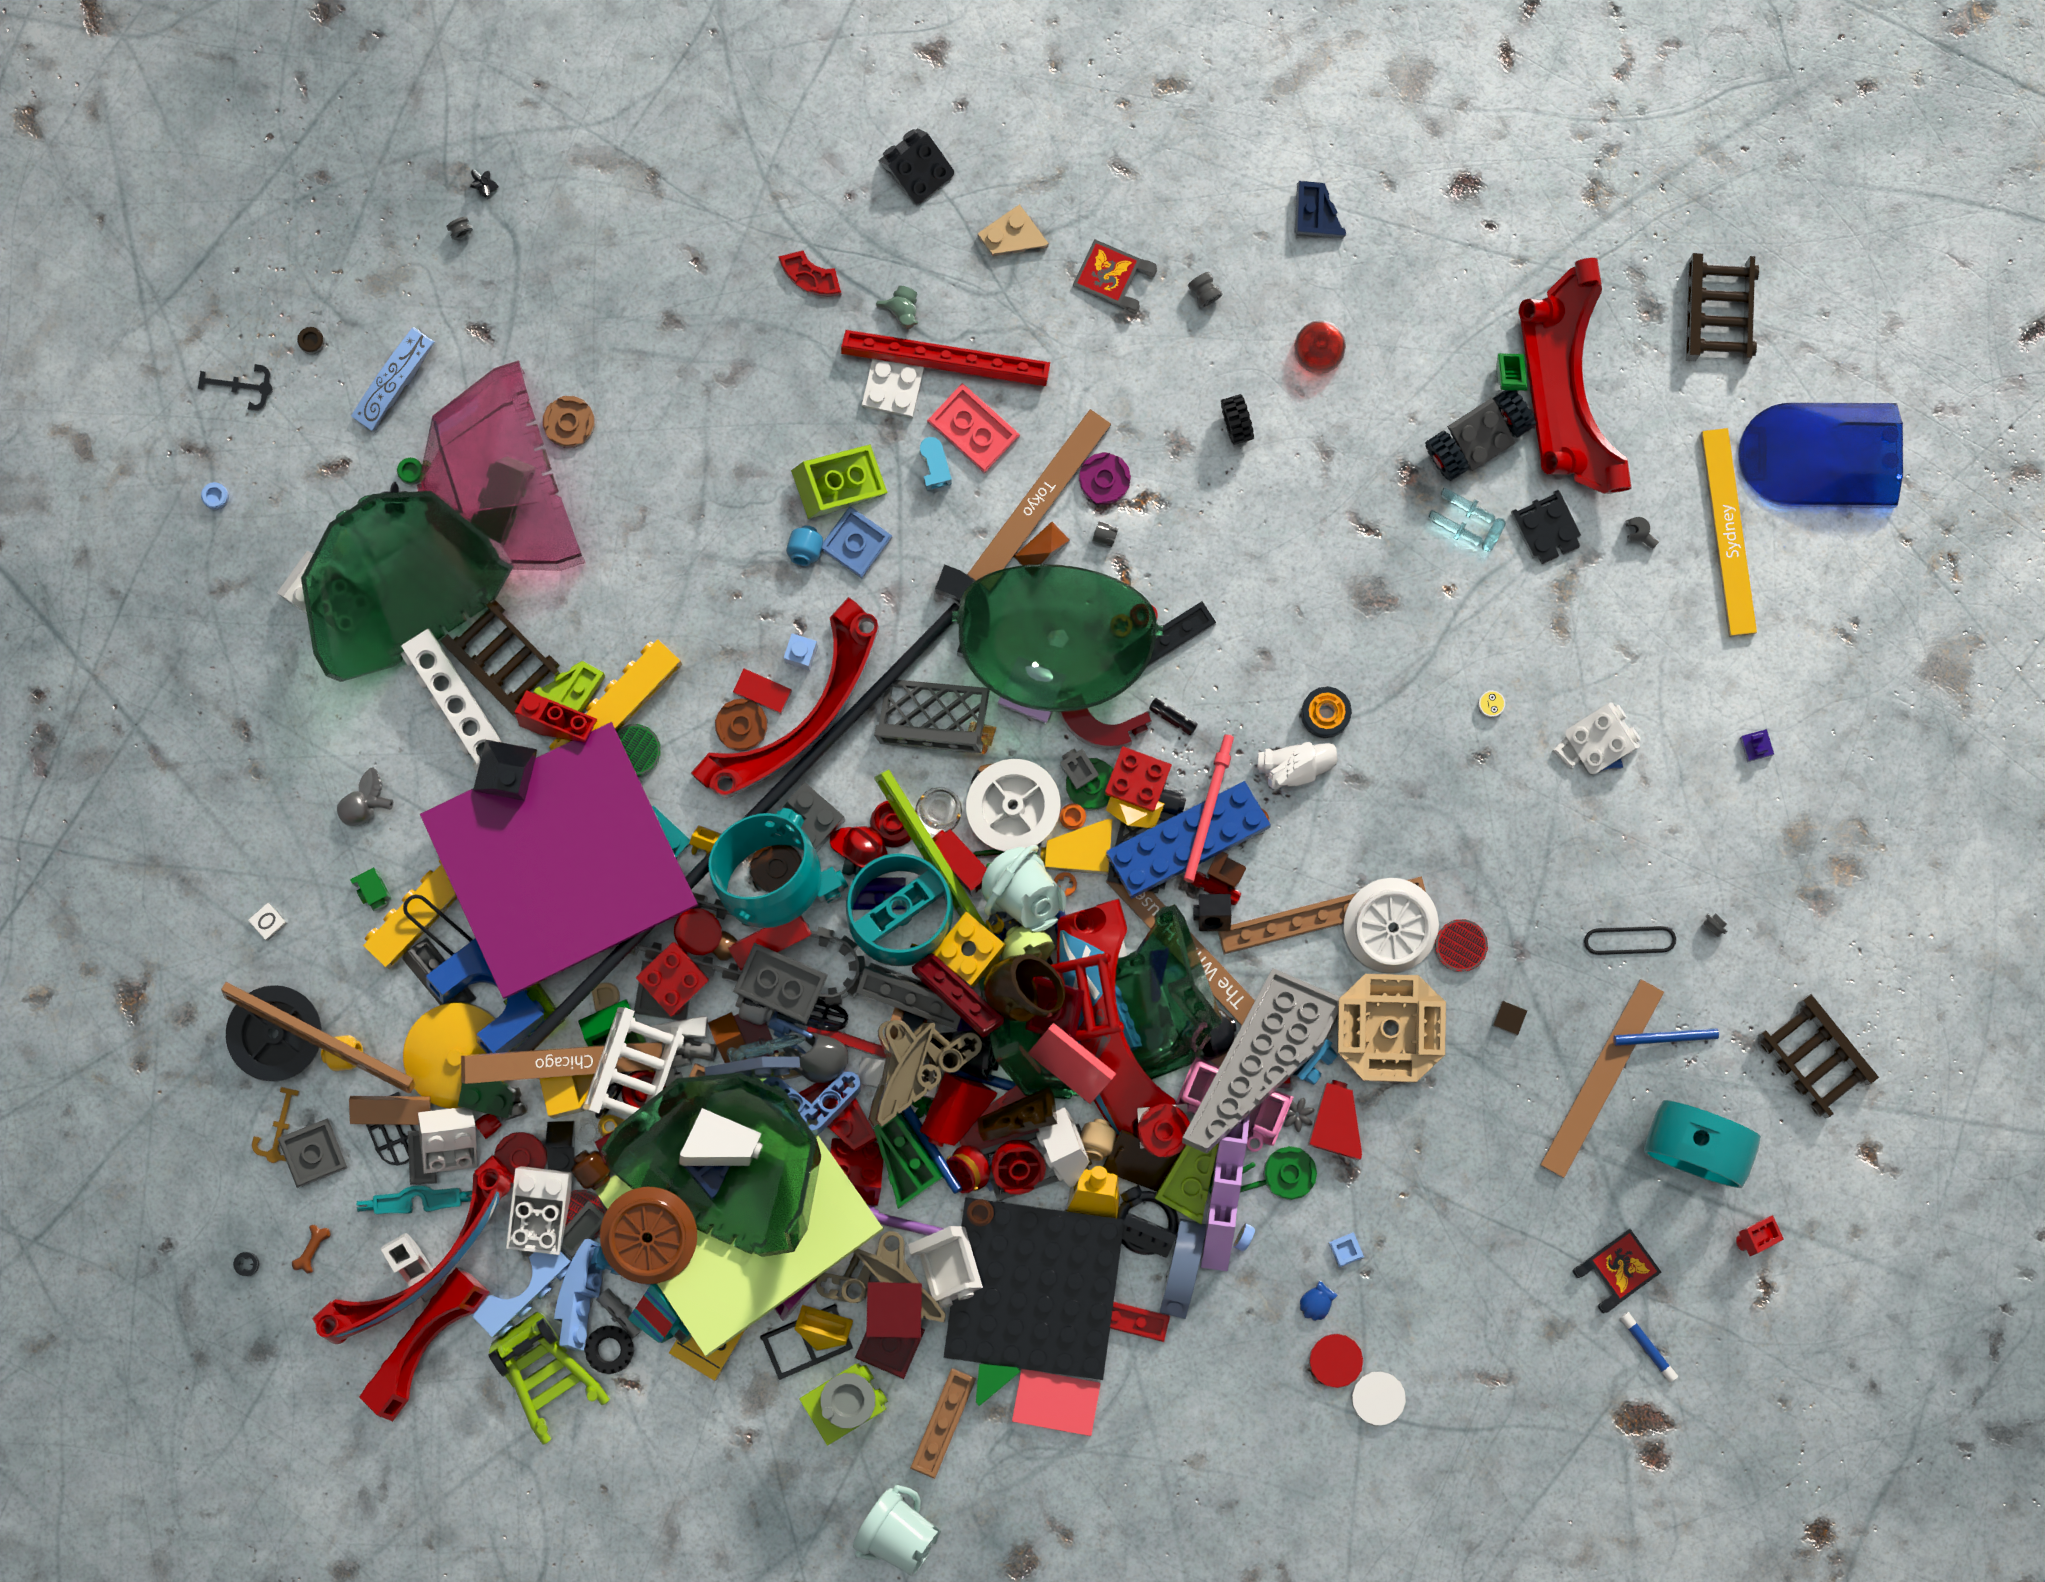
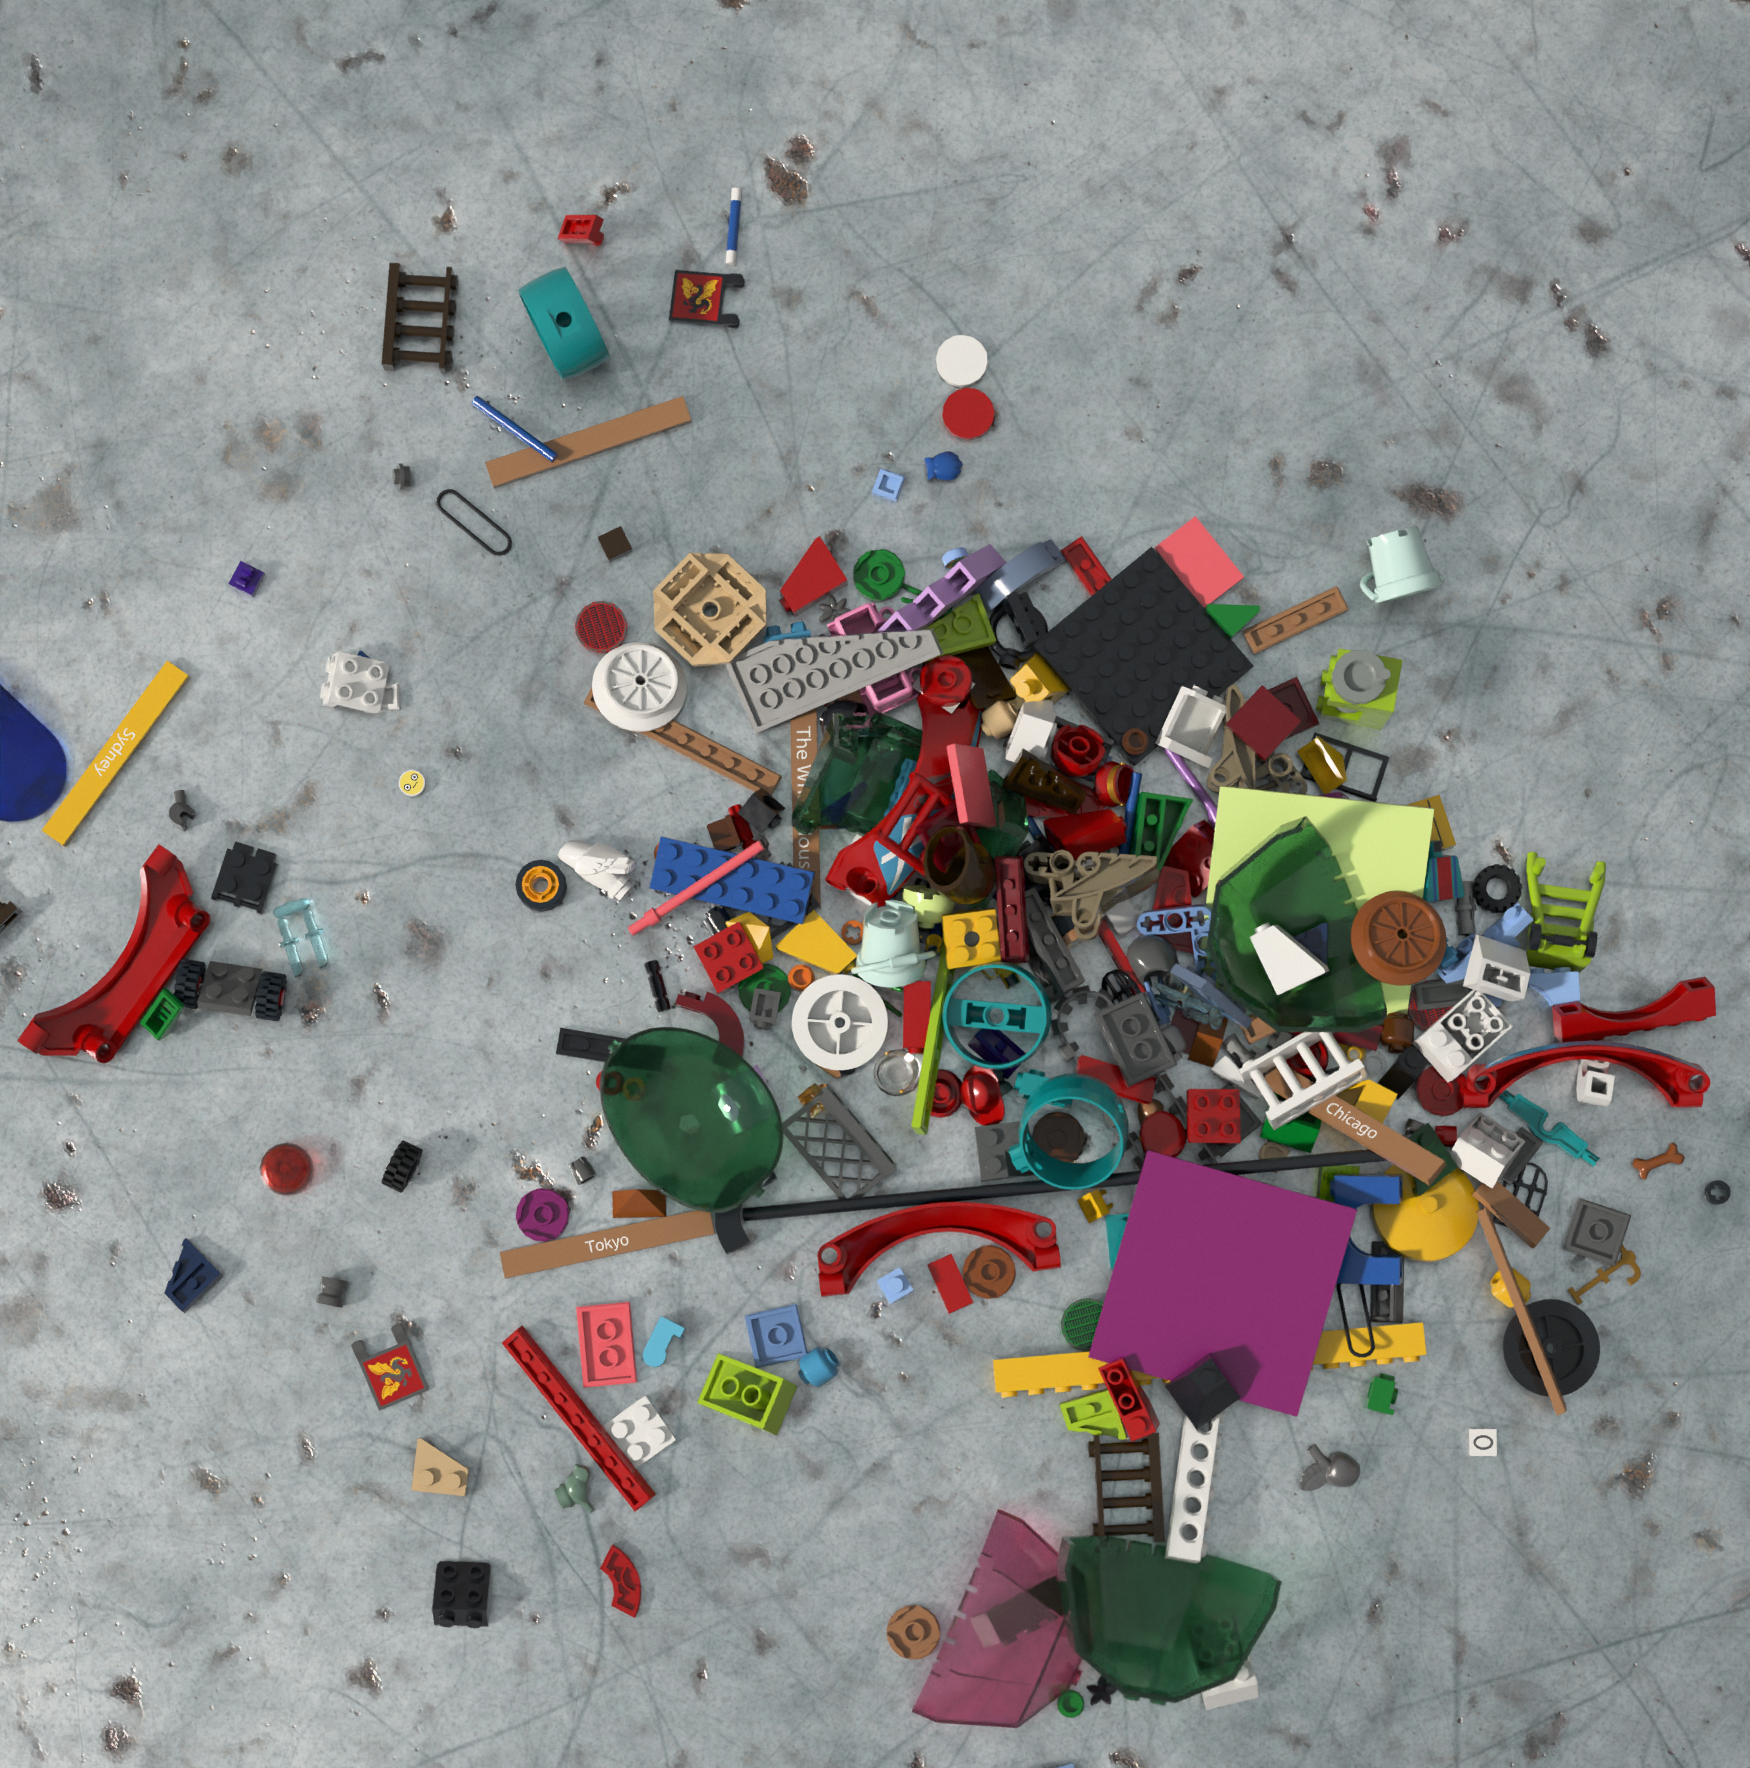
camera: 135 degrees left, 0 degrees up
(553, 1281) = (1497, 969): none -> white slope

